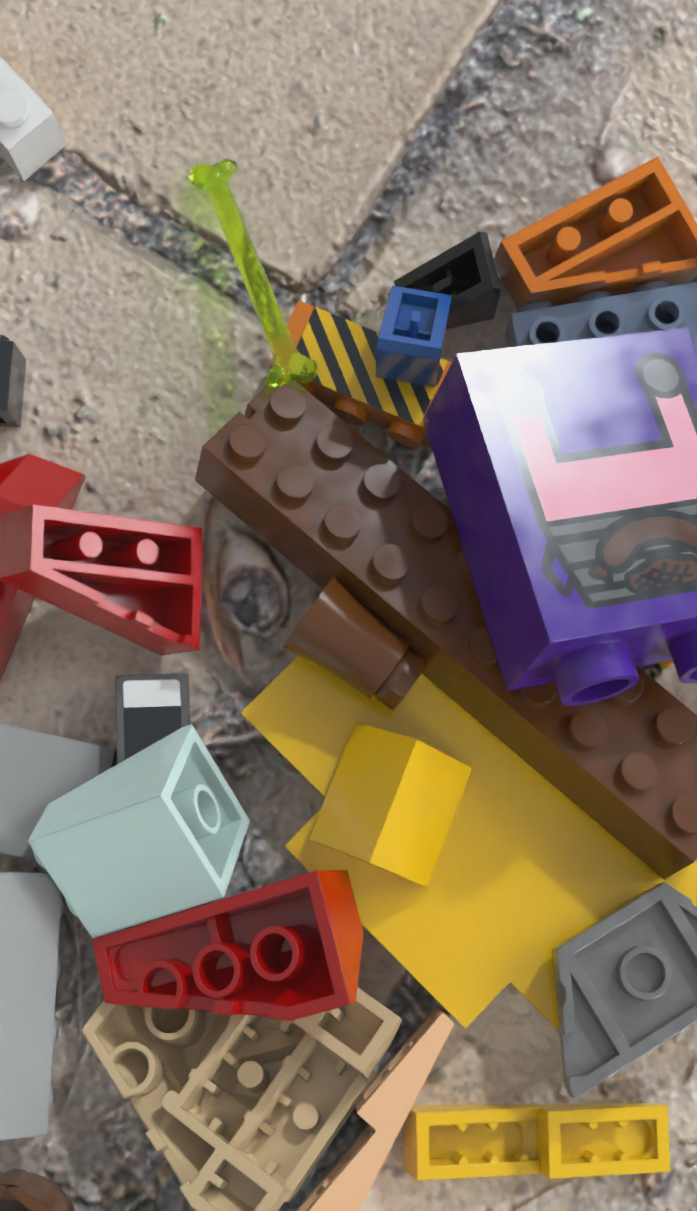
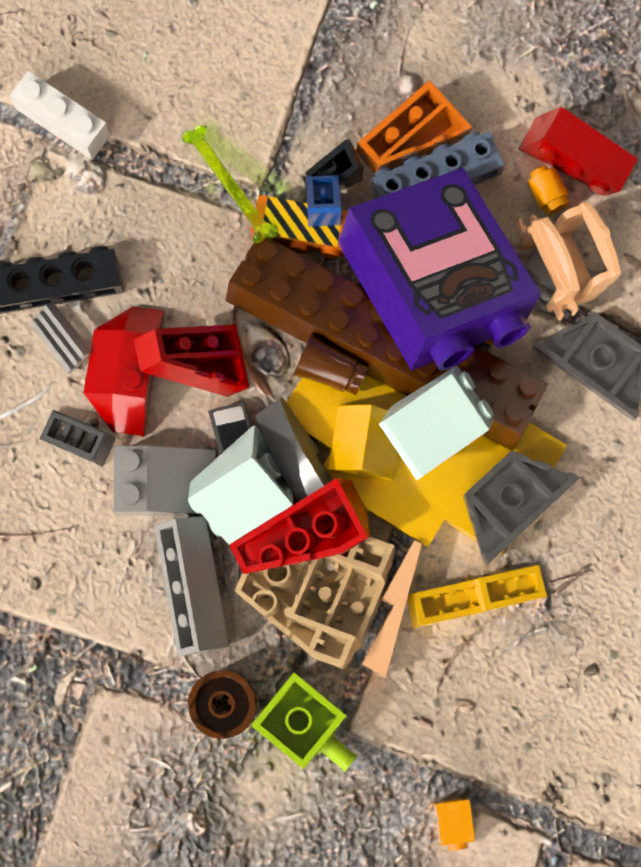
camera: 15 degrees left, 0 degrees up
(252, 790) = (292, 449): none -> dark grey slope
(534, 803) = (437, 421): none -> light aqua slope

